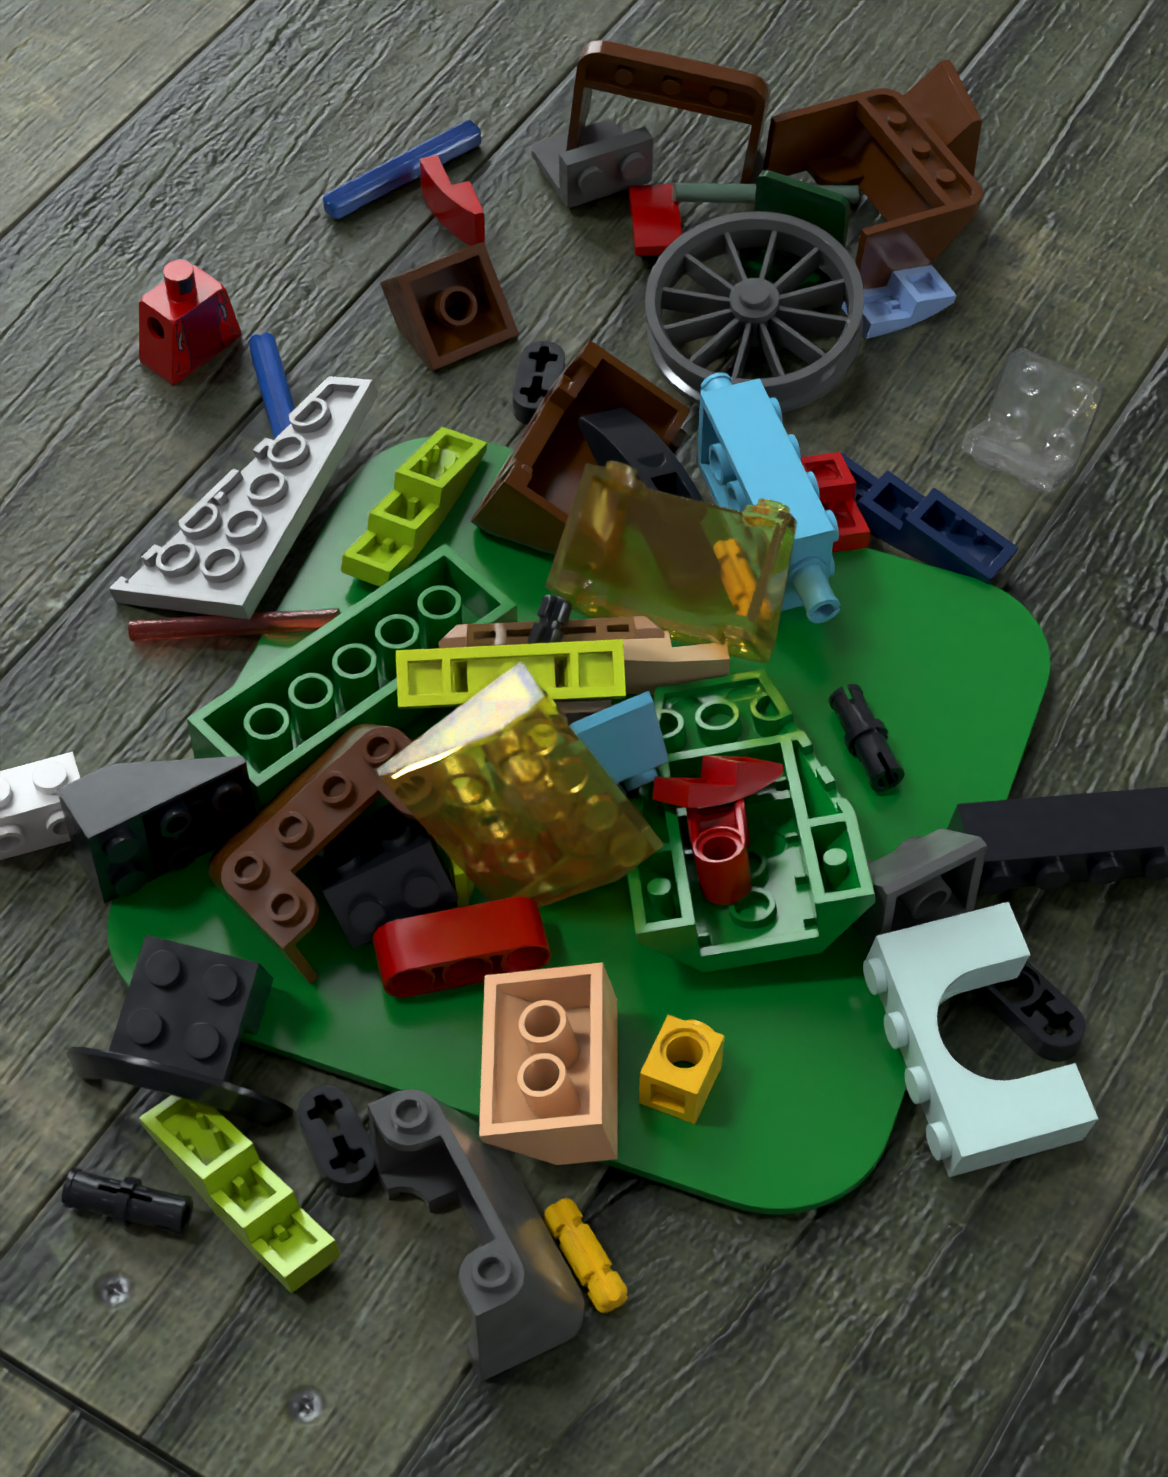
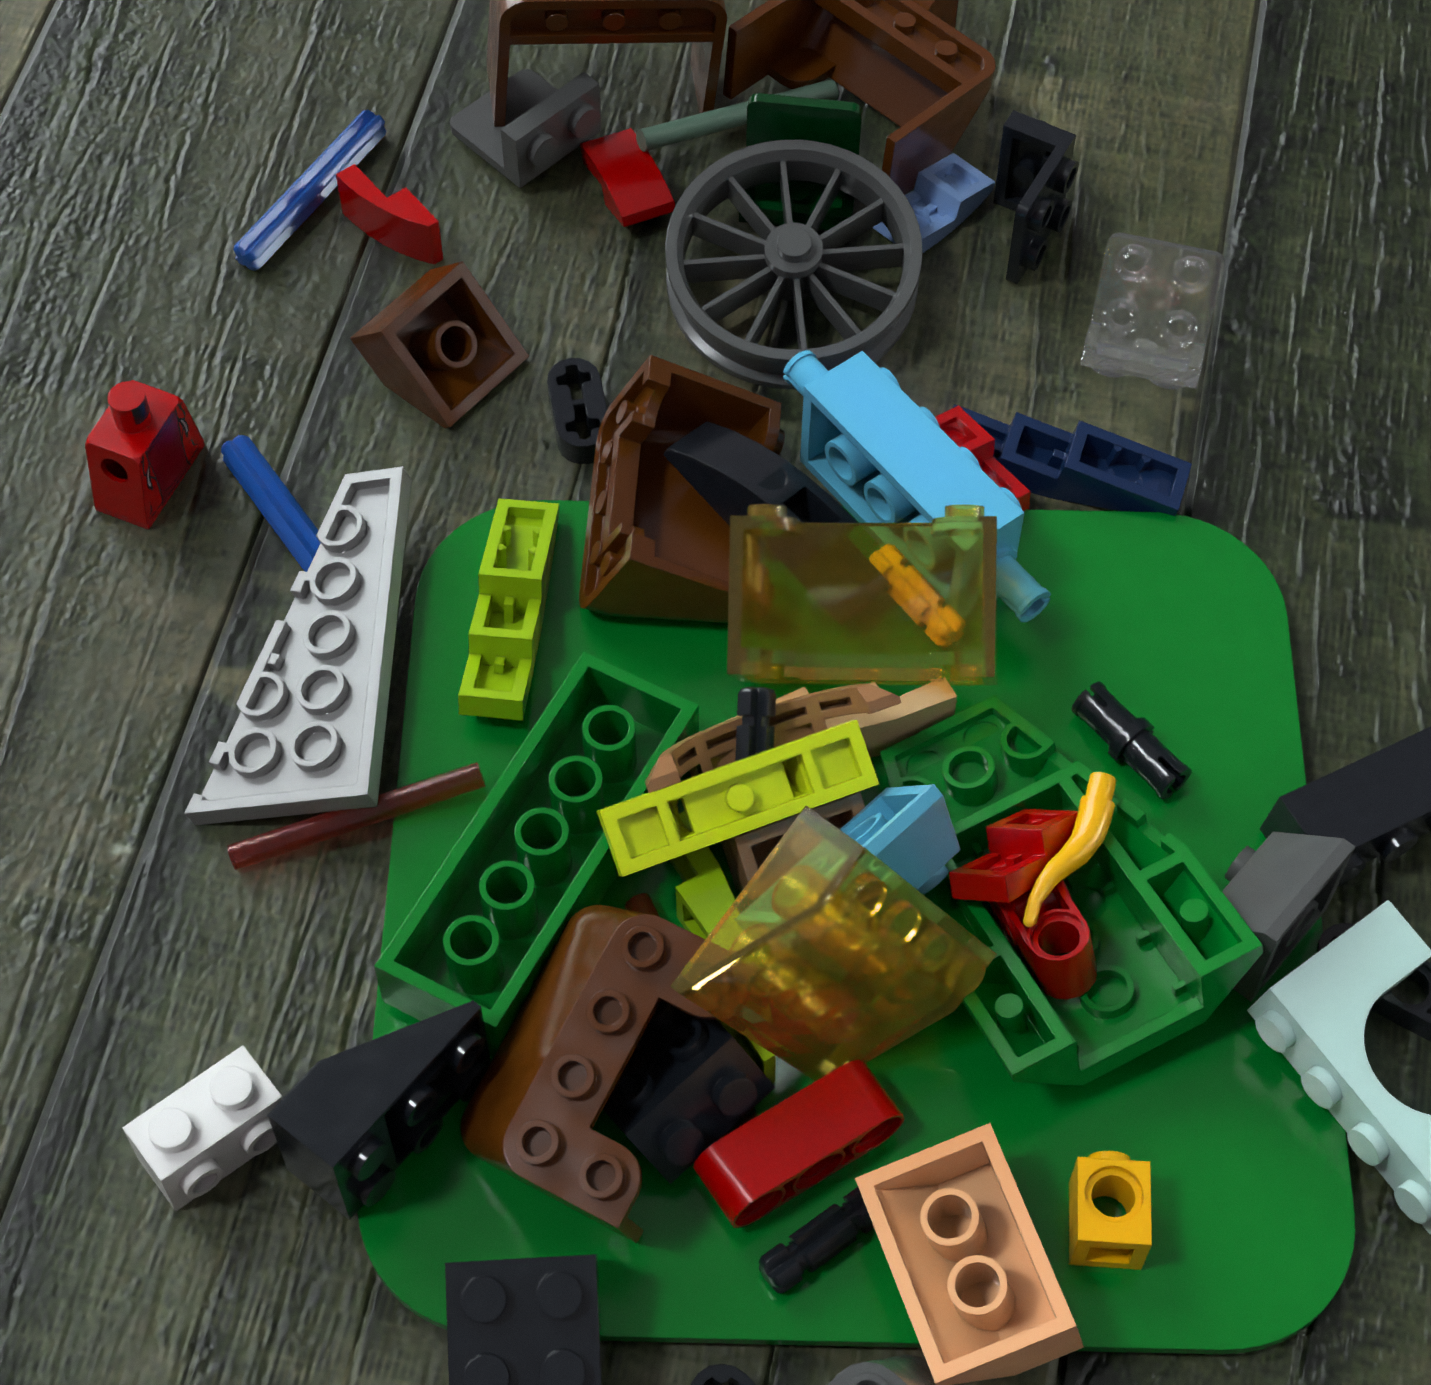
camera: 20 degrees left, 5 degrees up
(438, 1024) = (815, 1243): none -> black axle
(779, 780) = (1088, 834): none -> yellow animal
(981, 306) = (1033, 182): none -> black bracket

